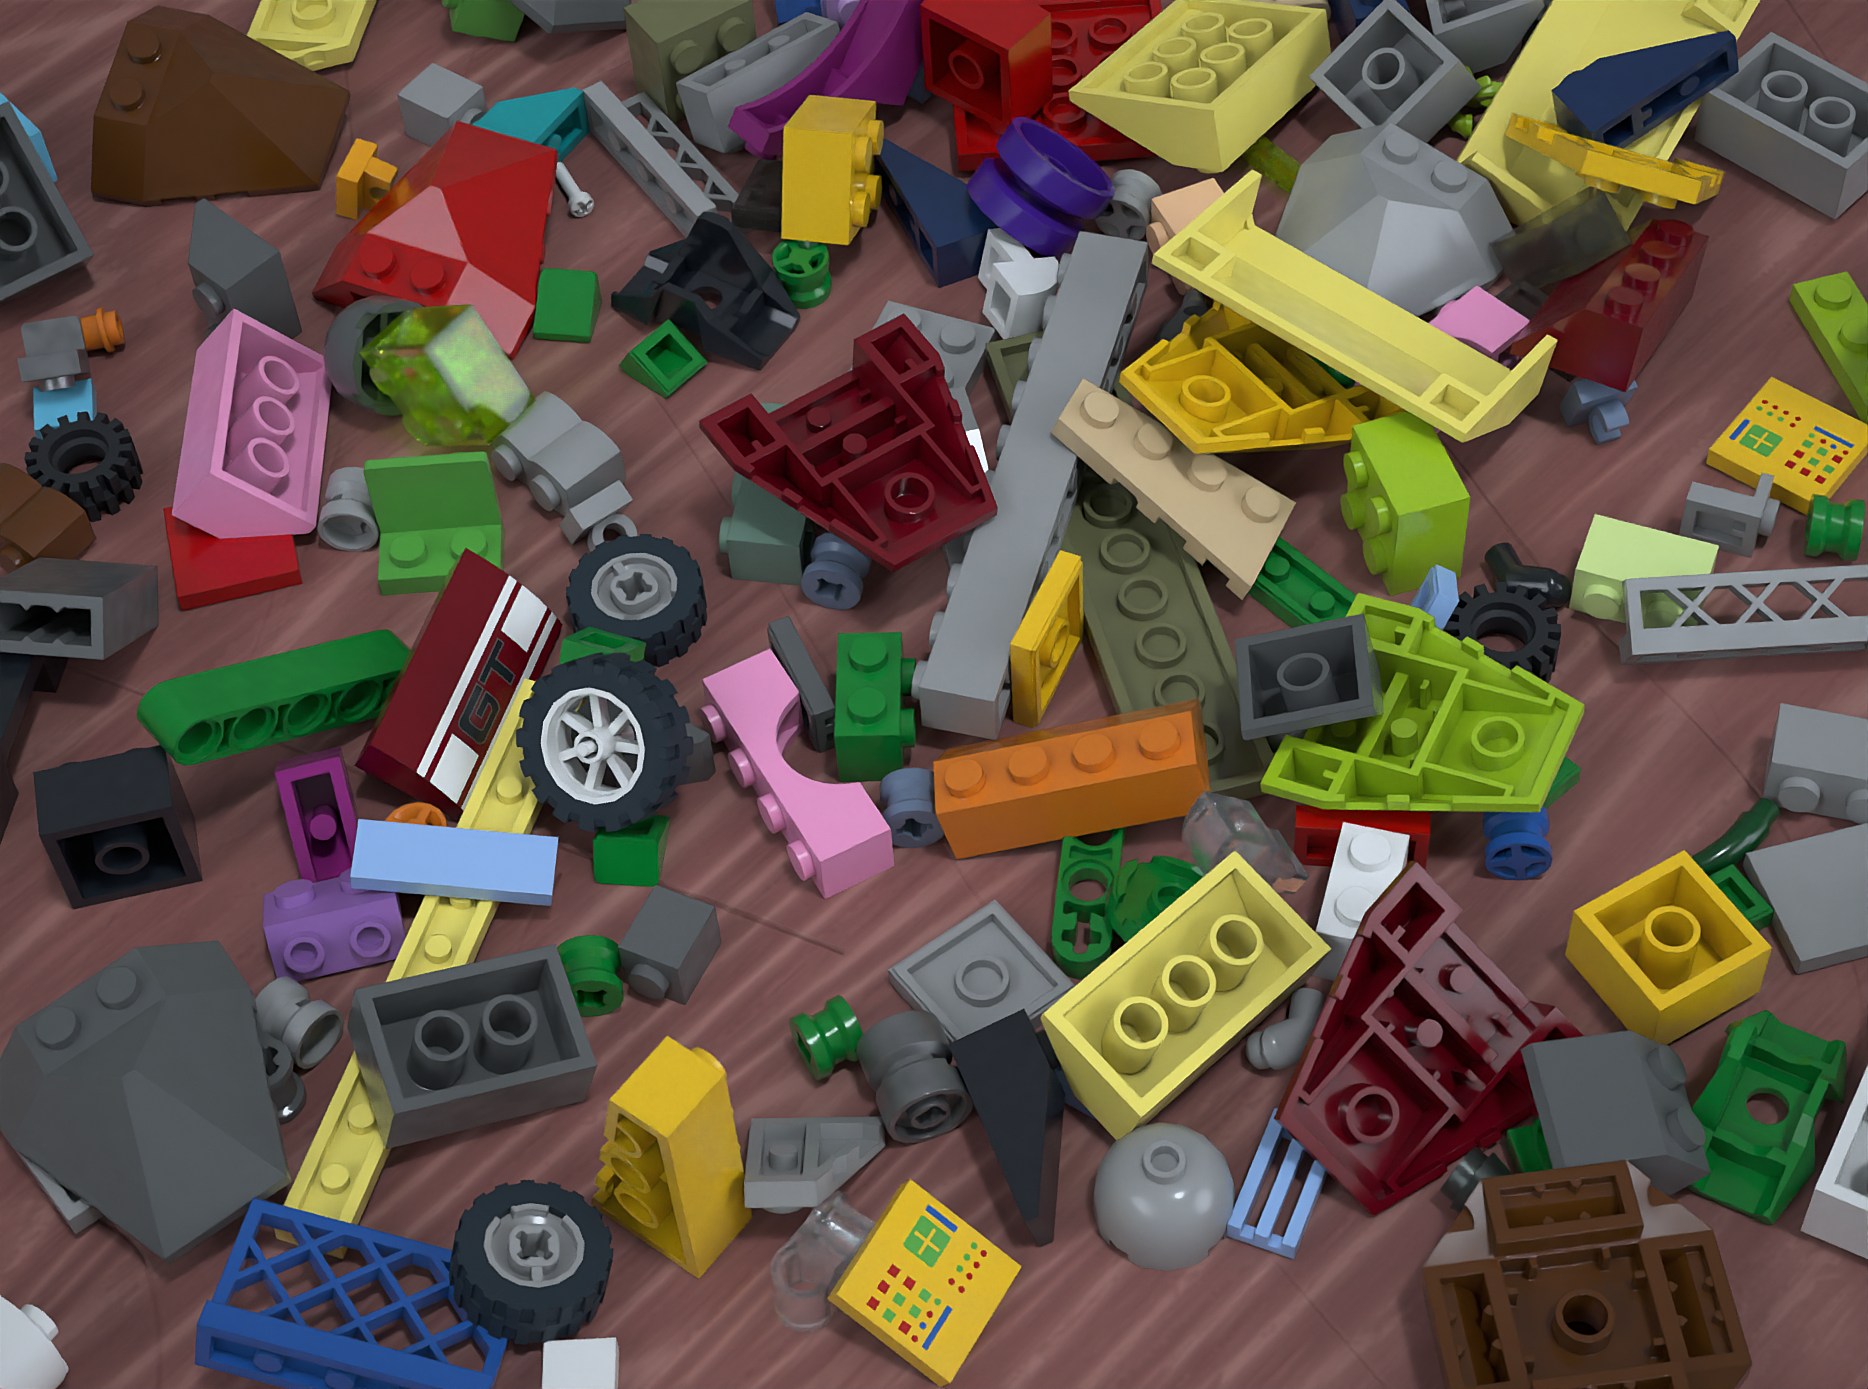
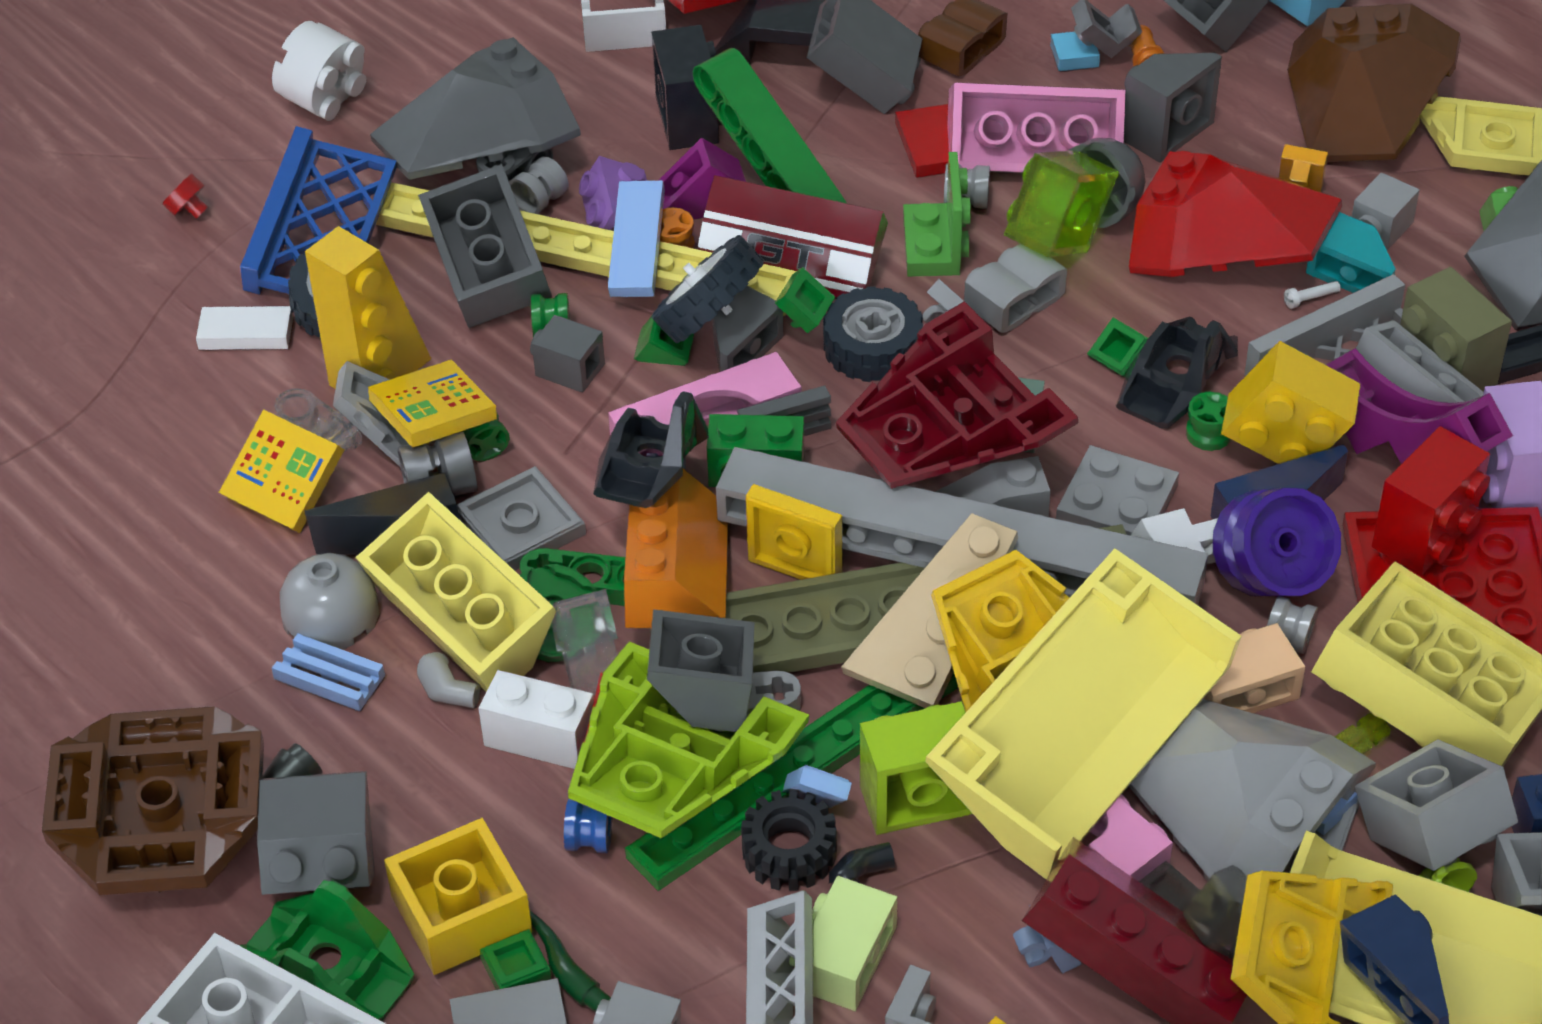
camera: 90 degrees right, 5 degrees down
(84, 442) = (1031, 50): black tyre -> none
(567, 305) = (1173, 292): green slope -> none
(821, 1067) = (432, 403): none -> yellow tile
(939, 717) = (642, 480): none -> black piece
(1413, 1050) = (409, 719): dark red wedge -> none

